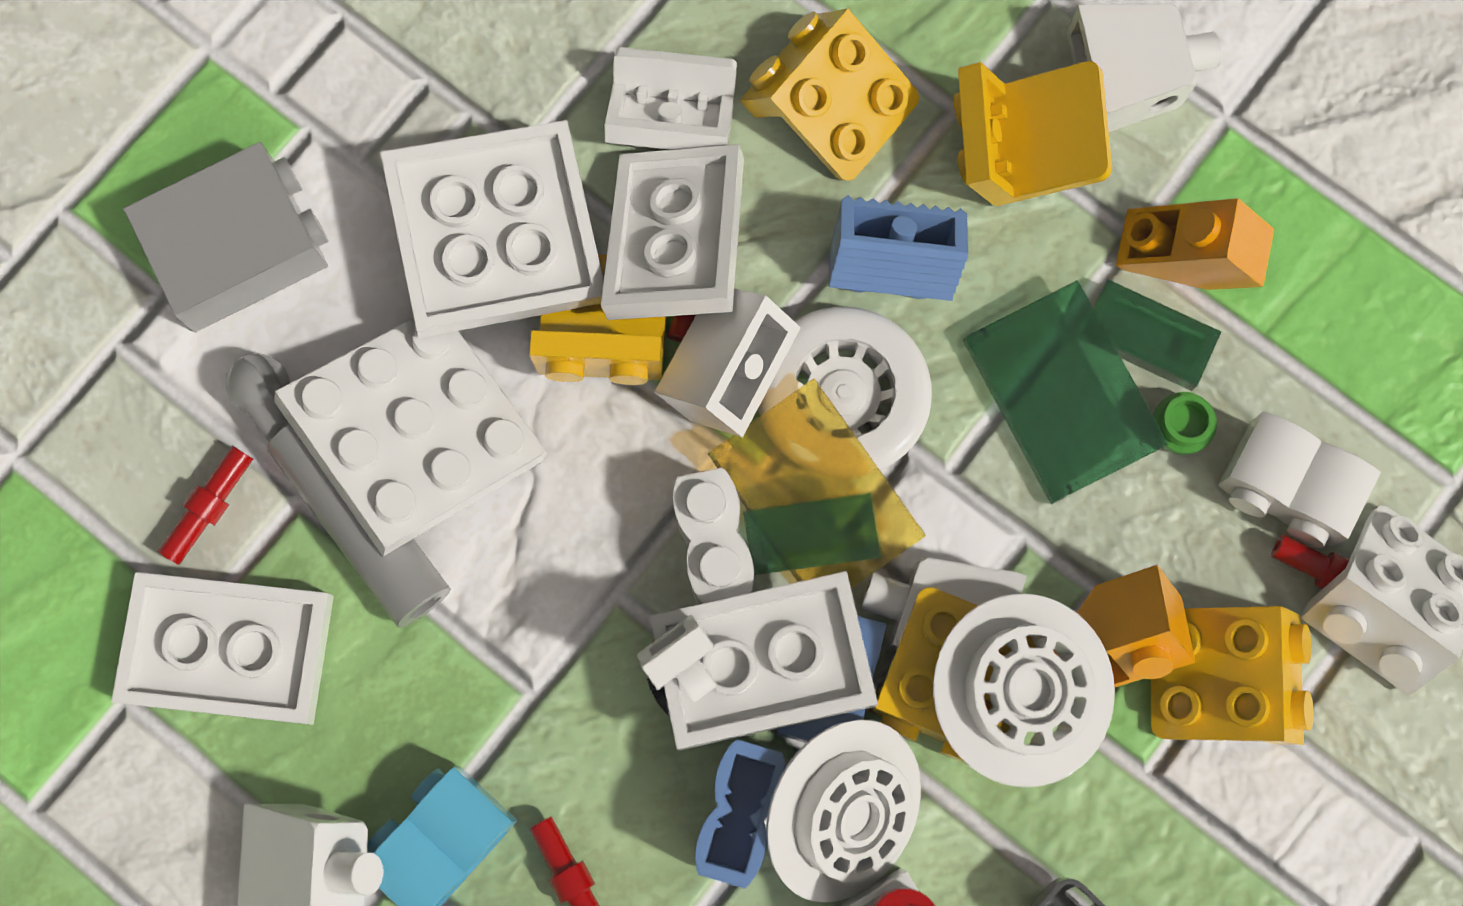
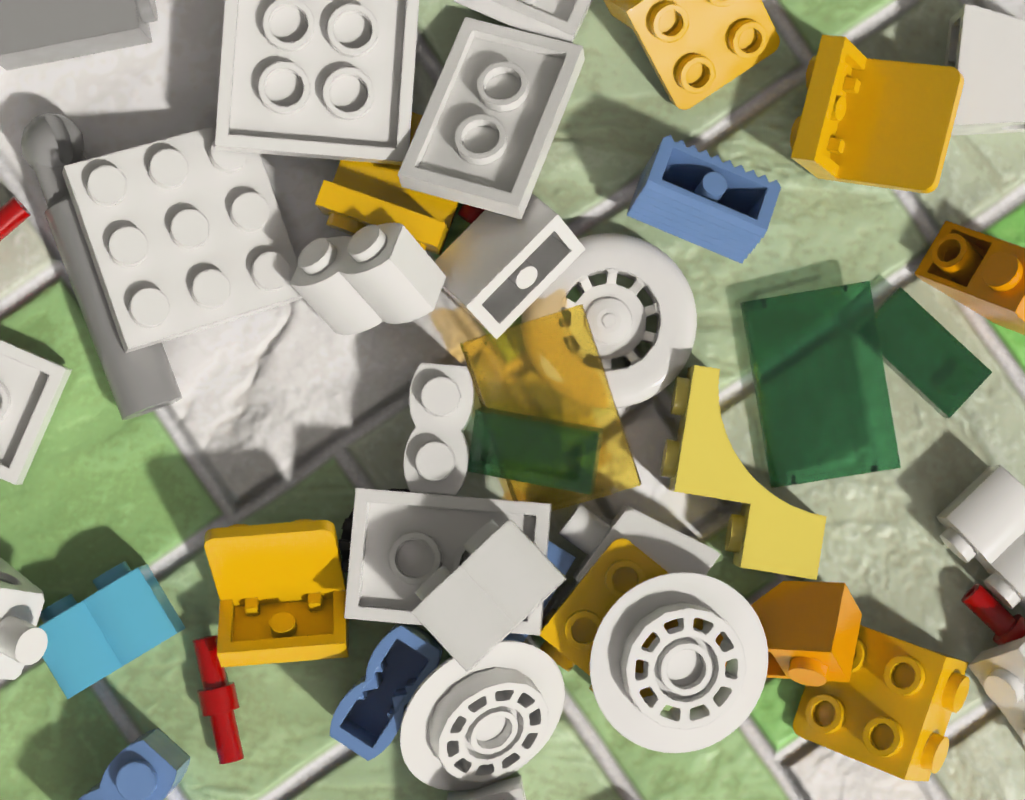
camera: 15 degrees right, 10 degrees up
(601, 412) = (368, 278): none -> white brick
(601, 747) = (278, 592): none -> yellow bracket
(679, 656) = (369, 538): white tile -> none
(814, 673) = (487, 593): none -> white brick
(980, 498) = (702, 463): none -> light yellow arch
(1186, 422) = (925, 449): bright green plate -> none

